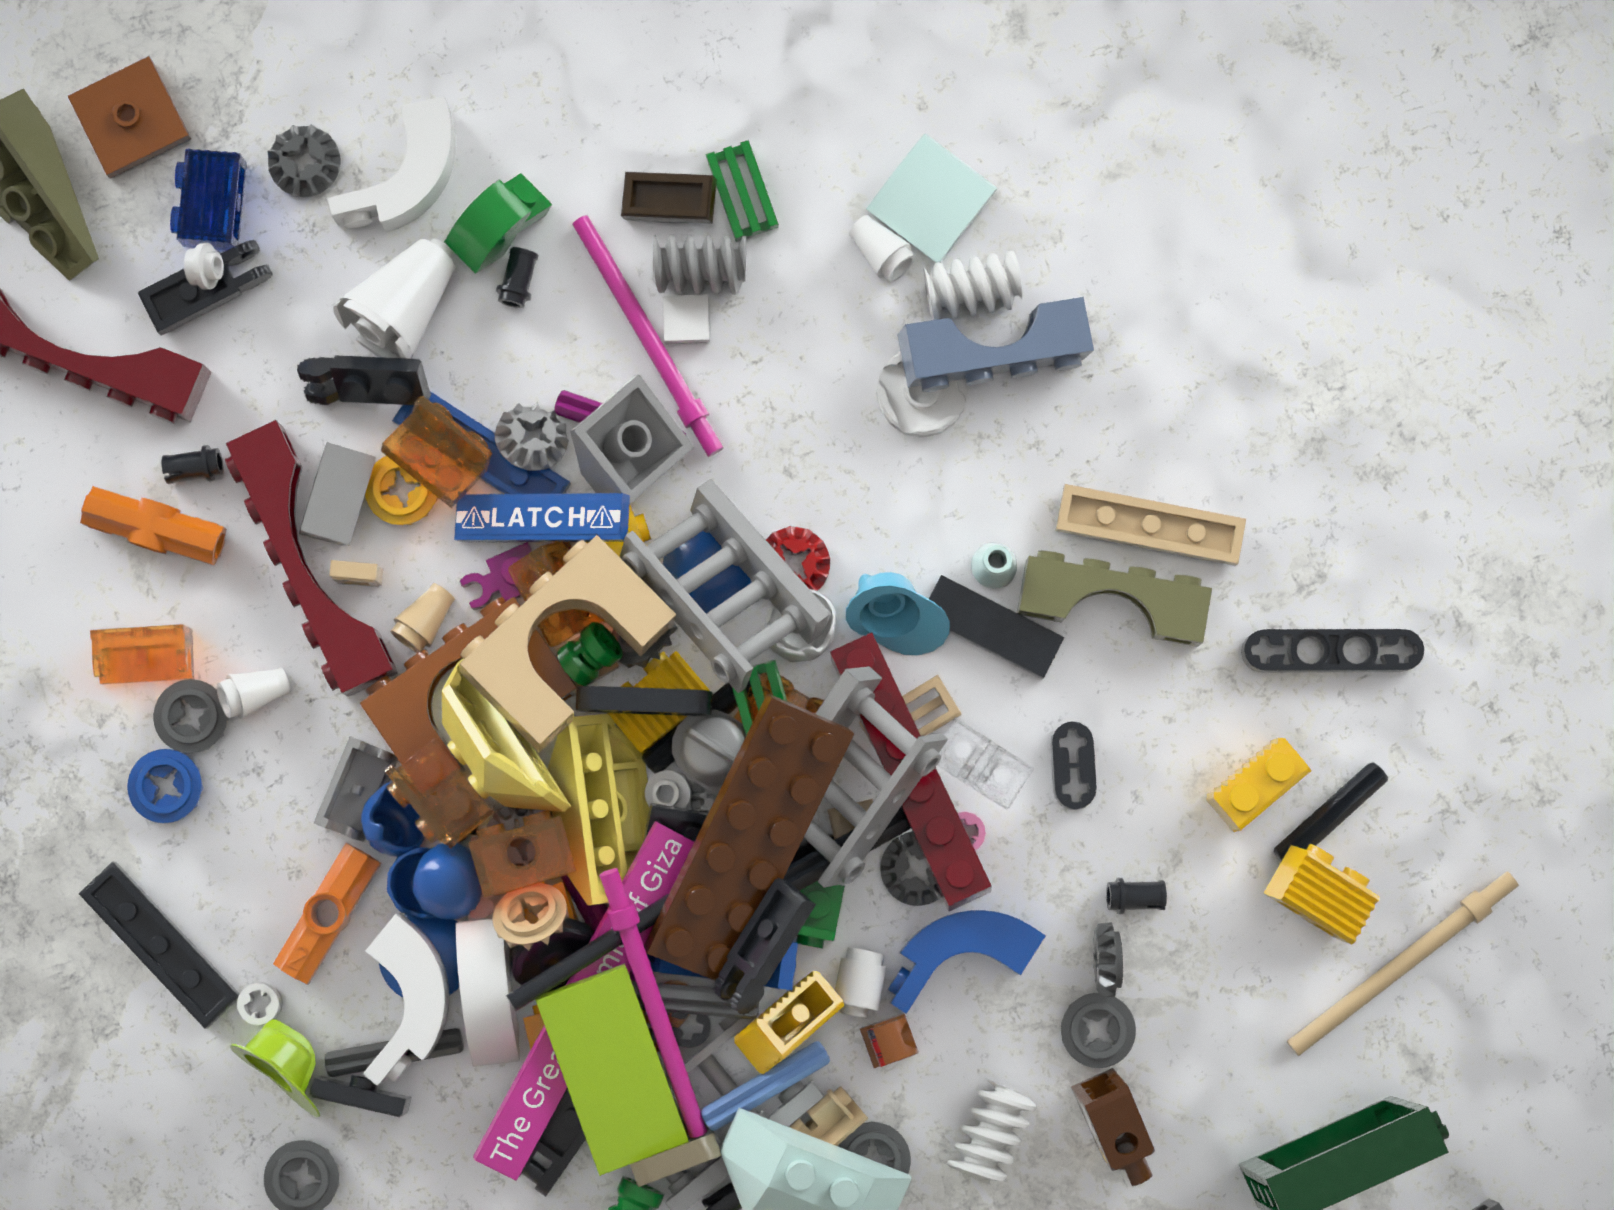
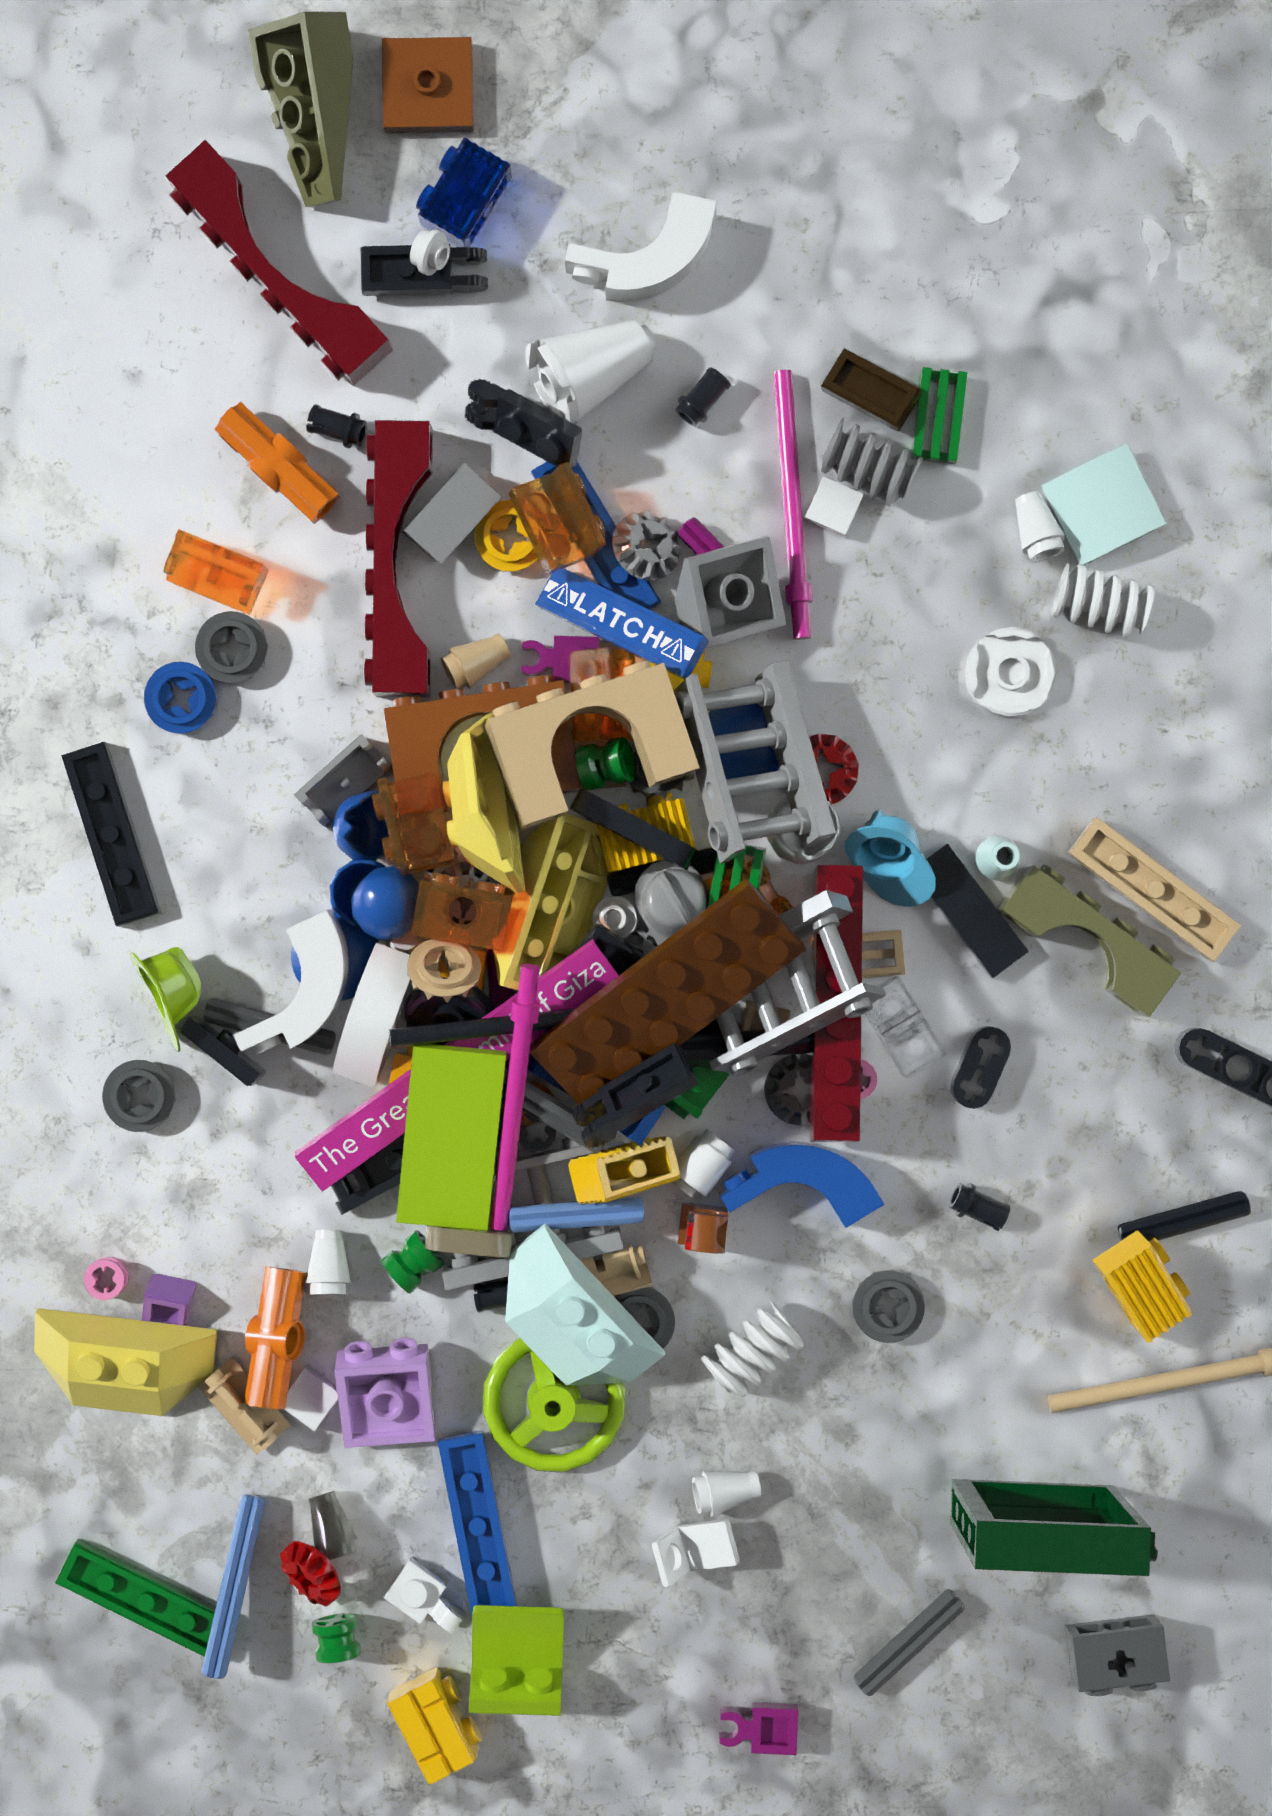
camera: 25 degrees right, 5 degrees up
(246, 997) = (165, 916): white bush -> none
(250, 691) = (293, 651): white cone -> none
(310, 939) = (245, 895): orange piece -> none
(314, 177) = (566, 219): dark grey gear -> none
(356, 573) = (435, 592): tan tile -> none
(494, 221) = (708, 335): green brick -> none
(940, 353) = (1045, 647): sand blue arch -> none
(1107, 959) = (927, 1251): dark grey gear -> none
(1109, 1113) = (864, 1395): reddish brown torso -> none
(1258, 784) = (1135, 1163): yellow brick -> none

